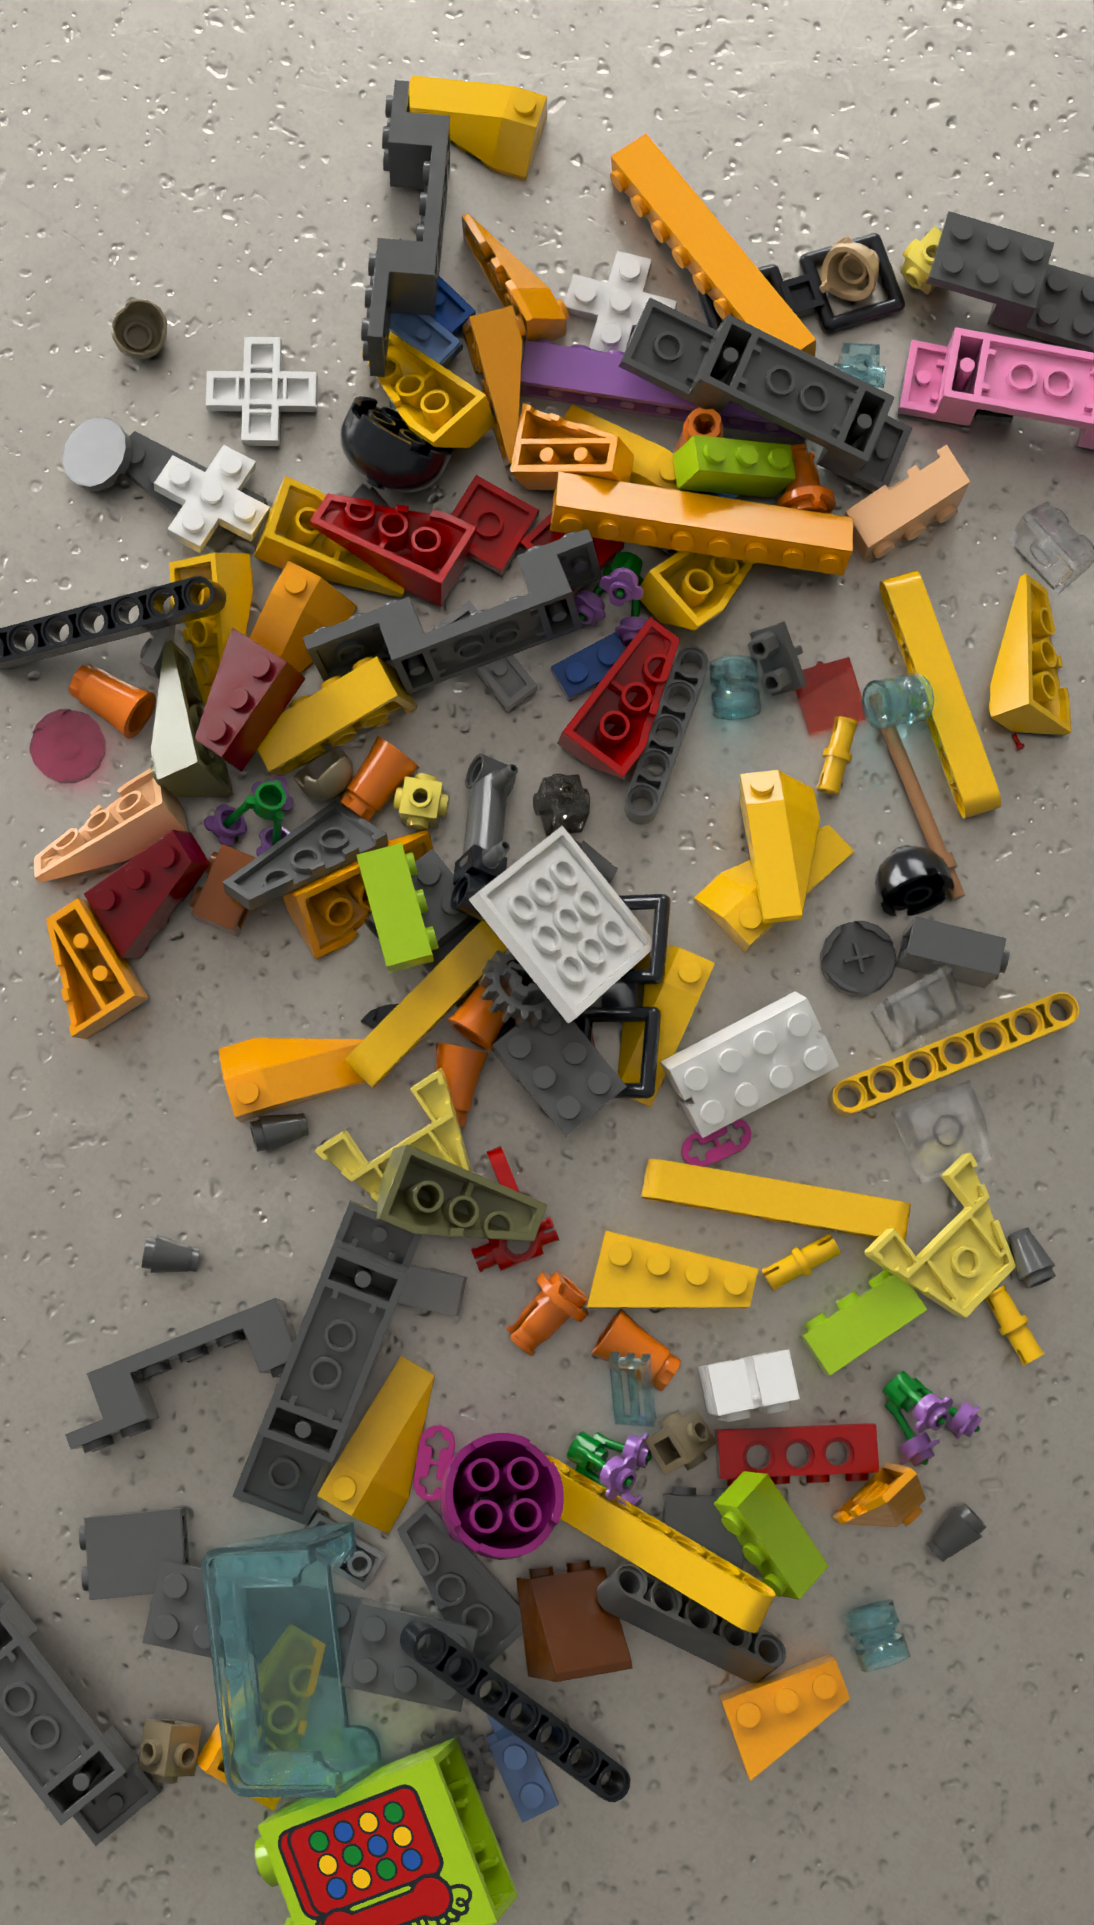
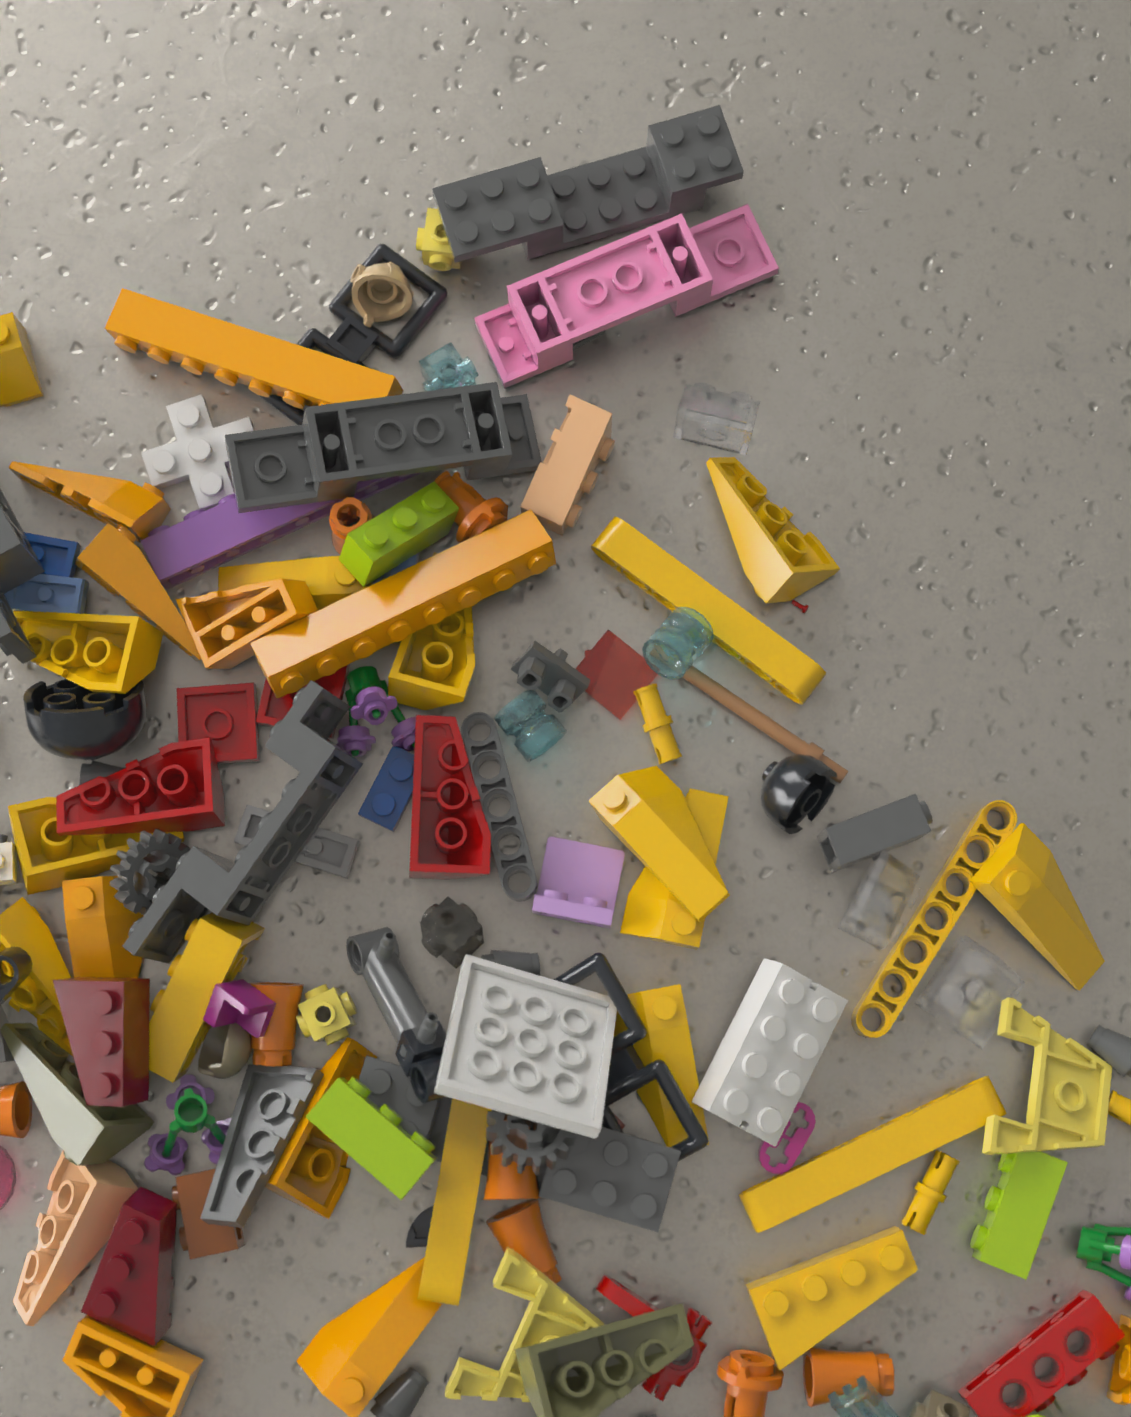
camera: 30 degrees left, 0 degrees up
(345, 594) = (154, 852): none -> dark grey gear
(361, 747) = (240, 1004): none -> magenta panel
(688, 836) = (579, 882): none -> lavender bracket
(749, 1383) = (989, 1351): white piece -> none
(858, 958) = (795, 888): dark grey tile -> none
(1046, 1094) = (1034, 897): none -> yellow wedge

